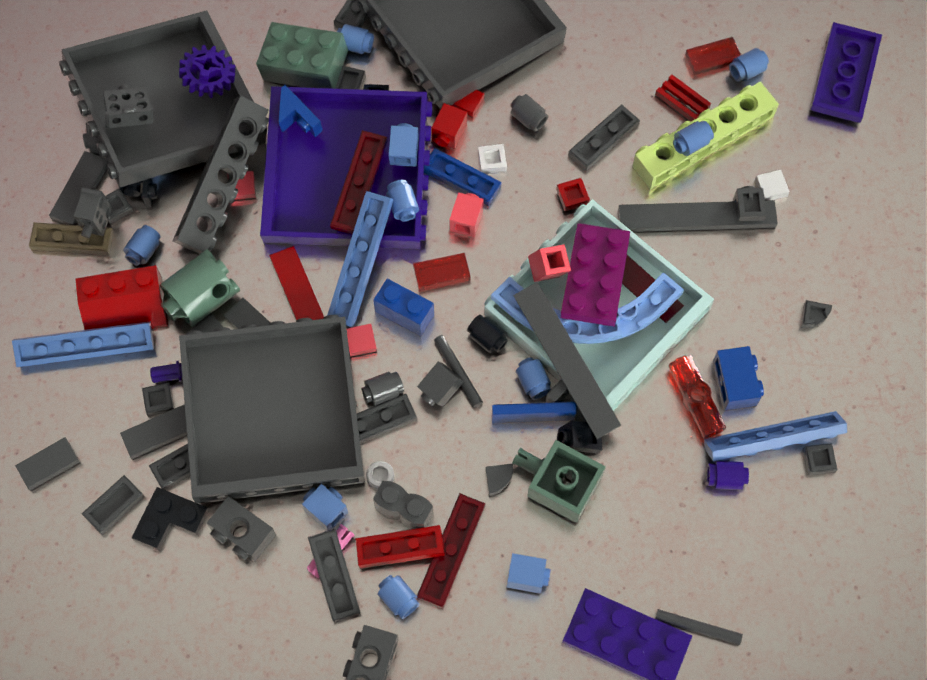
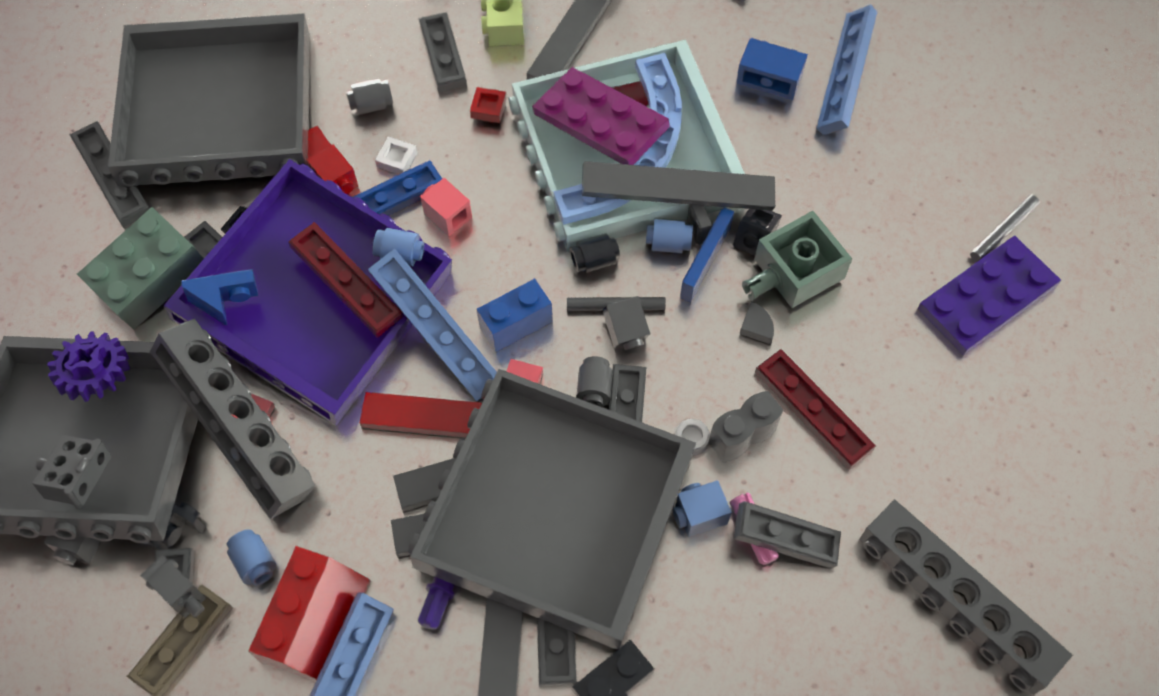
camera: 60 degrees left, 5 degrees down
(87, 175) = (120, 600): dark grey tile -> none
(158, 399) = (459, 634): dark grey tile -> none
(197, 289) = (356, 514): sand green cylinder -> none
(230, 516) = (692, 595): dark grey brick -> none
(357, 38) = (165, 202): medium blue brick -> none
(398, 596) = (844, 482): medium blue brick -> none
(400, 546) = (788, 453): red plate -> none
(403, 145) = (337, 209): medium blue brick -> none
(441, 272) = (493, 264): clear red tile -> none
(528, 573) = (882, 344): medium blue brick -> none
(549, 263) = (564, 147): coral brick -> none
(704, 411) = (772, 109): clear red piece -> none
(727, 475) = (866, 125): dark purple brick -> none
(820, 459) = (886, 50): dark grey tile -> none

